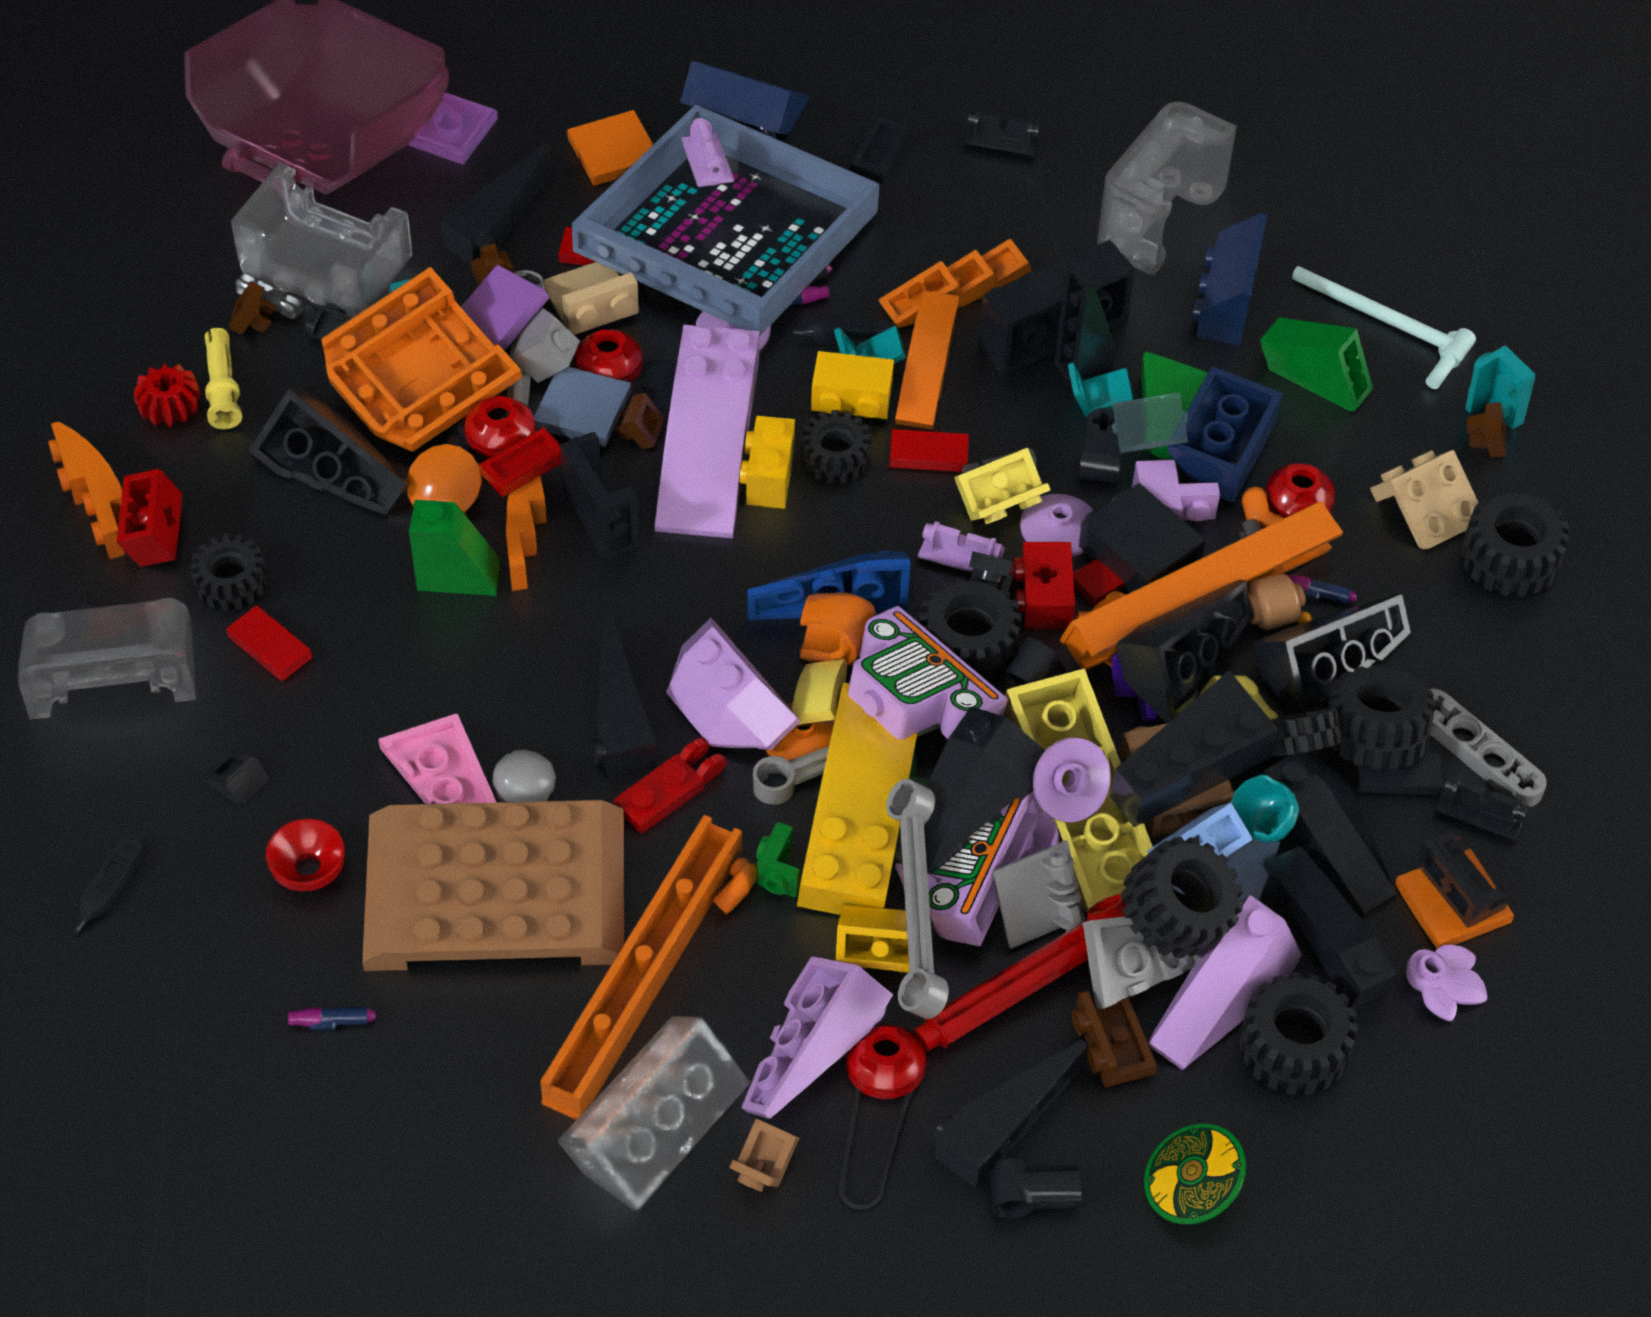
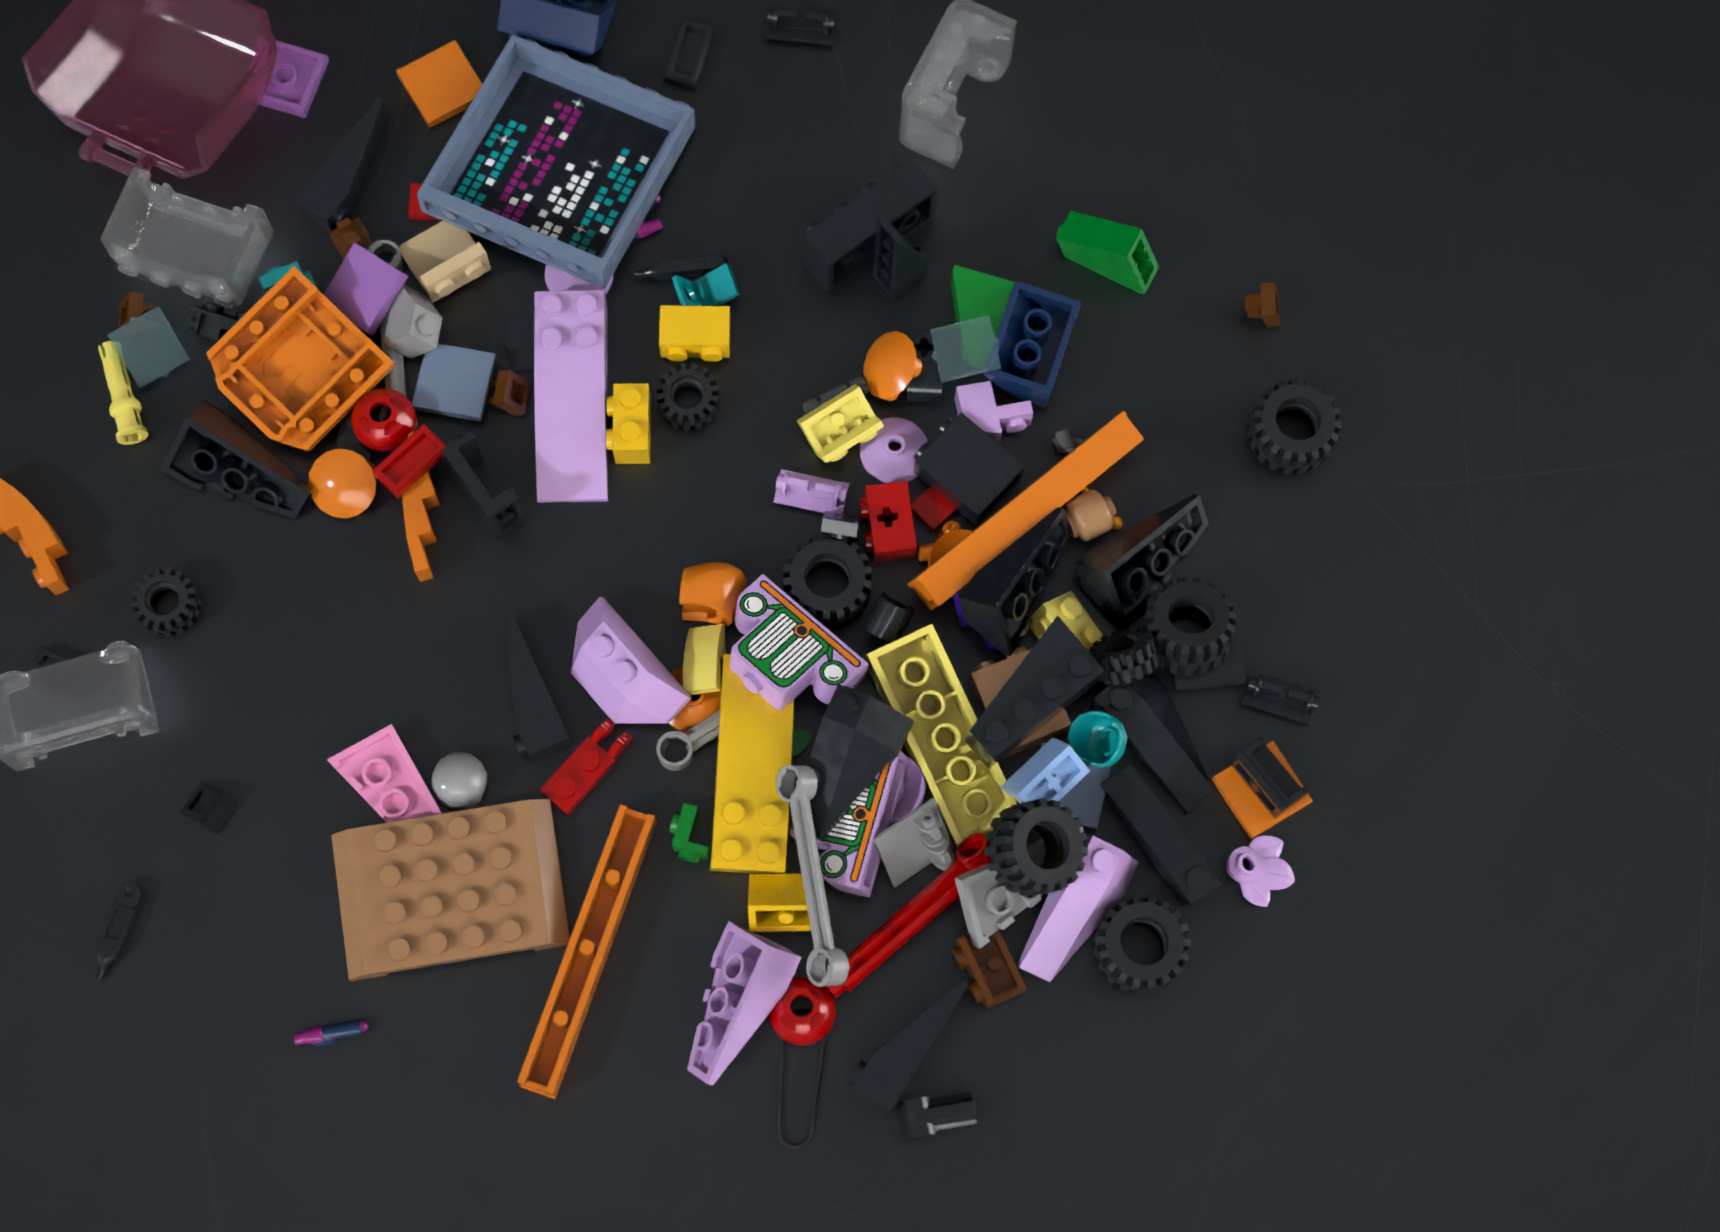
camera: 10 degrees left, 20 degrees up
(149, 518) = (84, 559): red brick -> none
(167, 395) = (74, 408): red gear -> none
(259, 337) = (148, 346): none -> clear light blue piece
(269, 643) = (214, 668): red tile -> none
(290, 305) = (152, 294): dark grey axle -> none
(303, 841) = (268, 874): red piece -> none
(450, 551) = (361, 563): green slope -> none
(621, 364) = (478, 336): red piece -> none
(655, 1110) = (615, 1087): clear slope -> none
(706, 155) = (531, 99): lavender hinge -> none
(737, 889) = (658, 862): orange arm -> none
(764, 1156) = (711, 1119): medium nougat bracket -> none
(876, 577) = (732, 540): blue wedge -> none
(927, 360) = (759, 291): orange slope -> none
(929, 450) = (771, 387): red tile -> none
(965, 278) = (774, 204): orange slope -> none
(1065, 436) = (891, 365): none -> orange dish
(1086, 784) = (931, 738): lavender dish -> none
(1100, 390) = (918, 306): teal bracket -> none
(1195, 1174) = (1067, 1086): shield -> none
(1230, 281) = (1023, 173): dark blue slope -> none
(1256, 507) = (1067, 417): orange arm -> none
(1287, 499) = (1101, 406): red piece -> none
(1317, 589) = (1123, 491): dark blue piece -> none
(1431, 496) = (1217, 383): tan bracket -> none
(1451, 346) = (1226, 213): light aqua bar -> none
(1485, 743) = (1279, 630): light grey beam -> none
(1501, 379) = (1276, 262): teal bracket -> none

